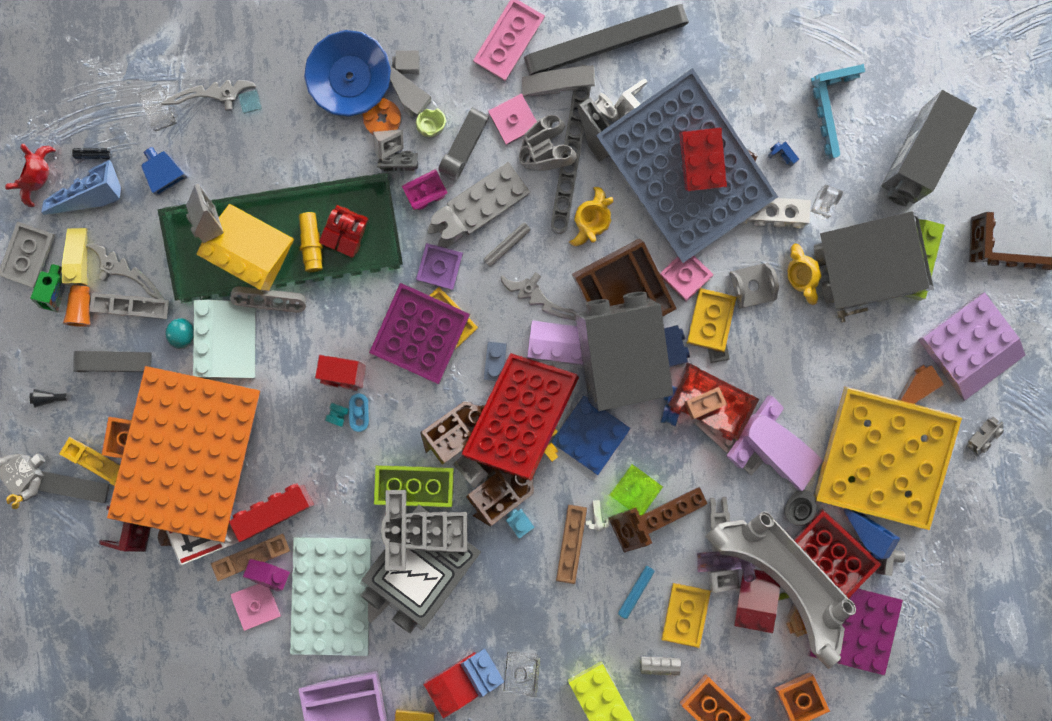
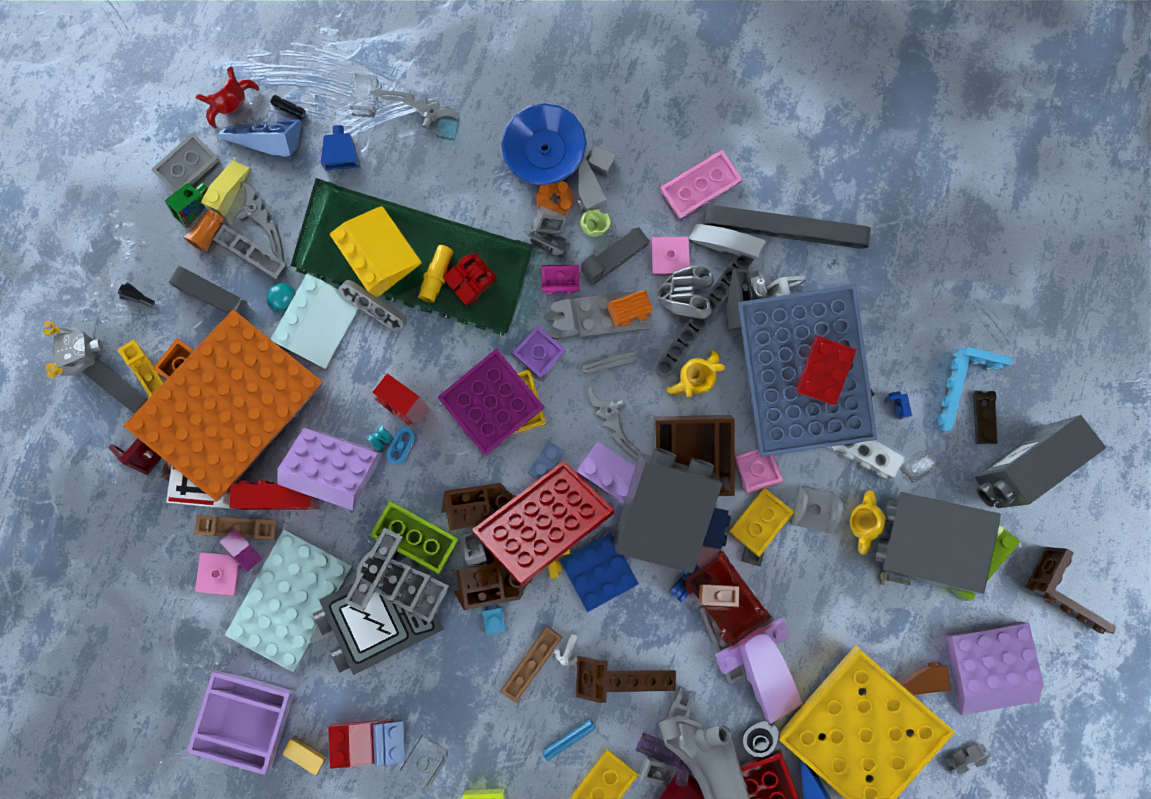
camera: 25 degrees right, 5 degrees down
(203, 215) = (352, 203): light grey slope -> none
(307, 463) = (328, 467): none -> lavender slope
(502, 187) = (630, 308): none -> orange brick
(635, 489) = (615, 644): clear neon green brick -> none
(865, 127) = (985, 417): none -> dark brown plate

